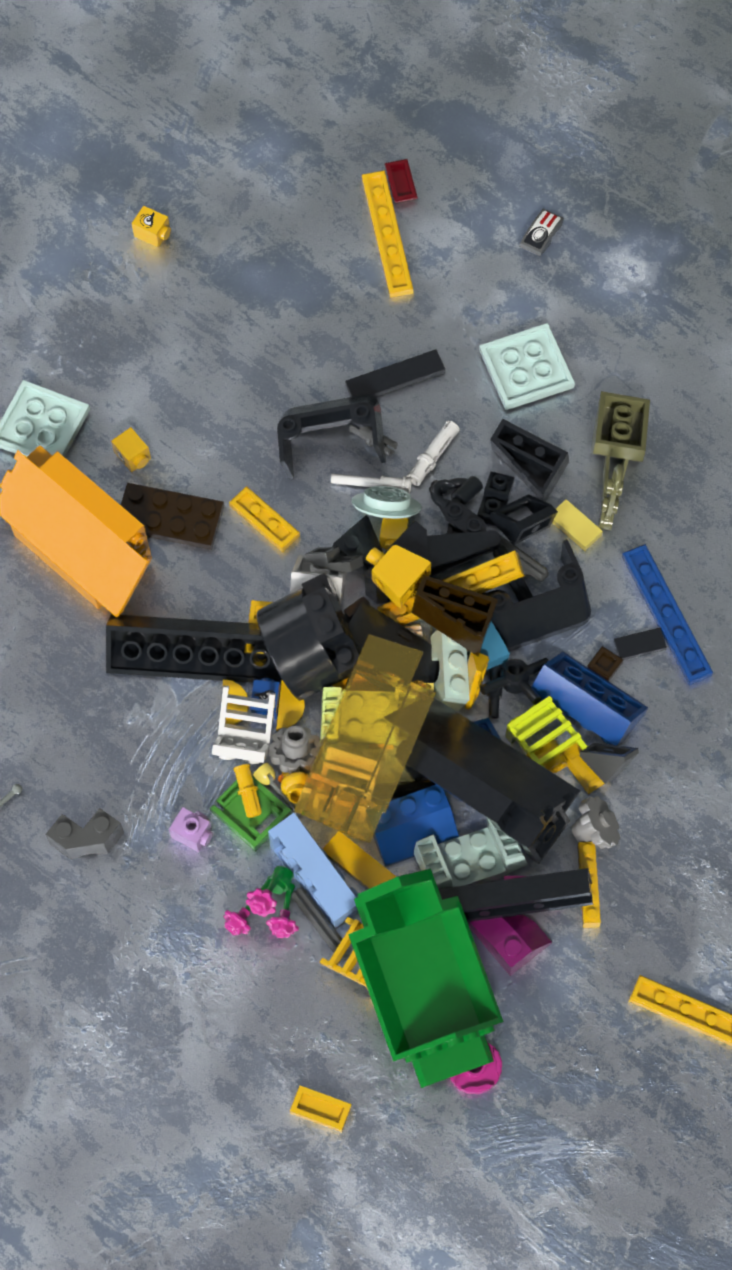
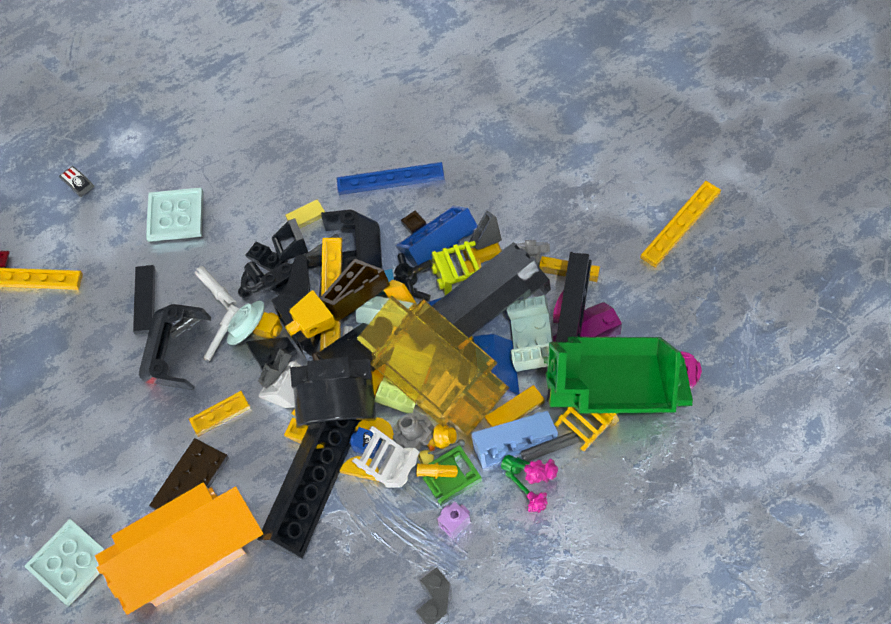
camera: 70 degrees left, 5 degrees down
(131, 450) = (123, 495): yellow brick -> none
(320, 1108) = (691, 478): yellow tile -> none
(530, 457) = (246, 226): black wedge -> none
(619, 434) = (258, 165): olive slope -> none
(640, 644) = (406, 199): black piece -> none

